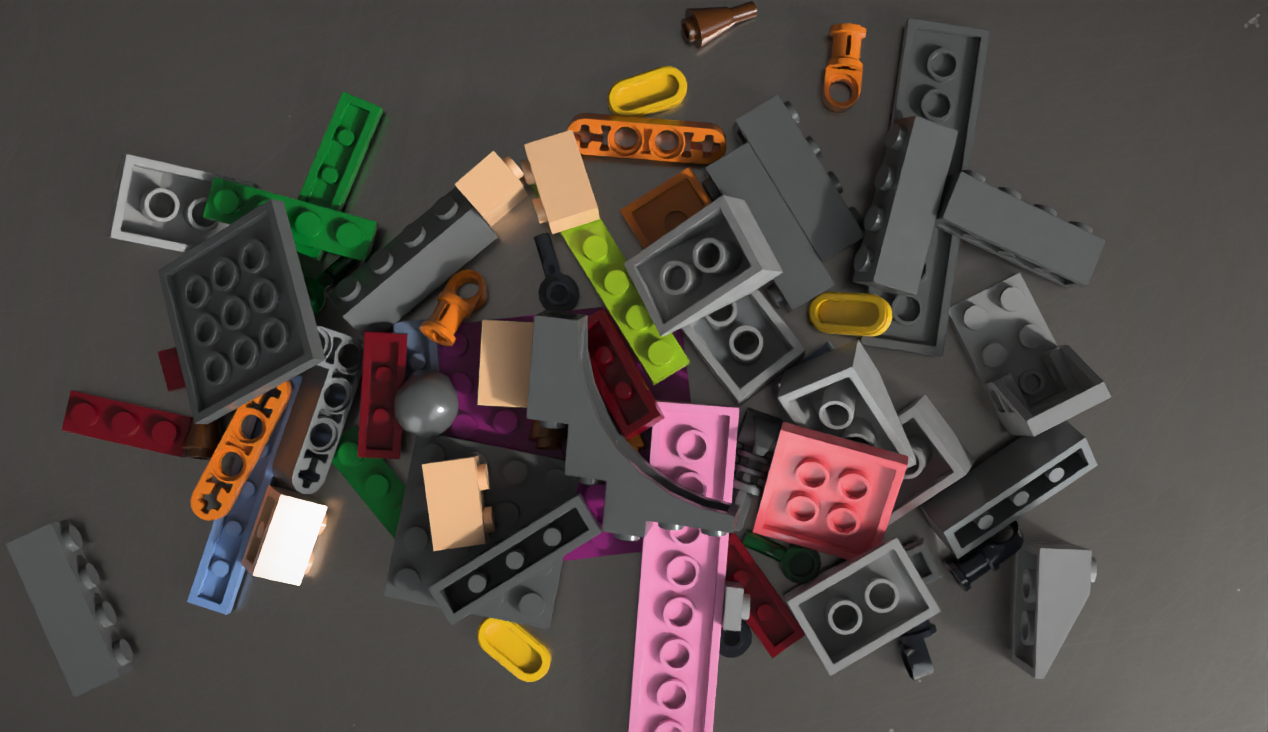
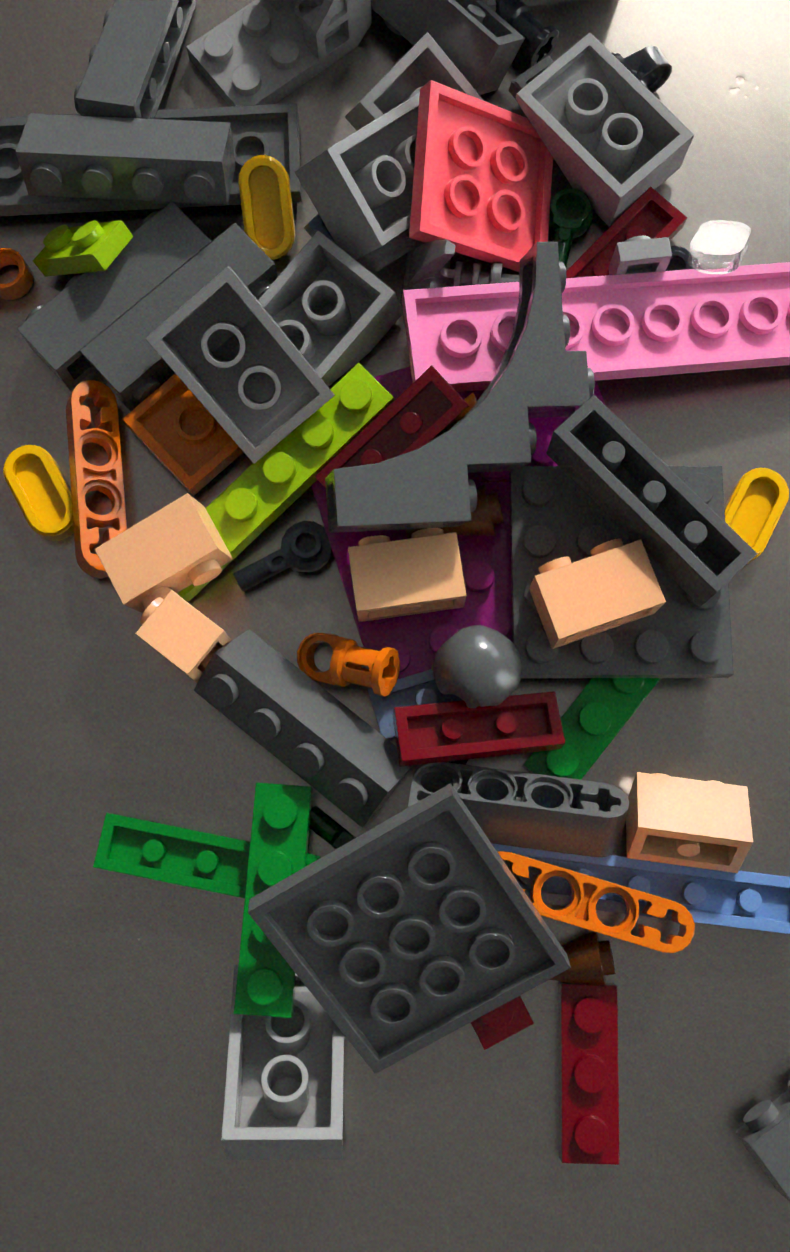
camera: 95 degrees left, 10 degrees down
(738, 677) = (719, 247): none -> clear tile
(839, 157) = (82, 248): none -> lime plate

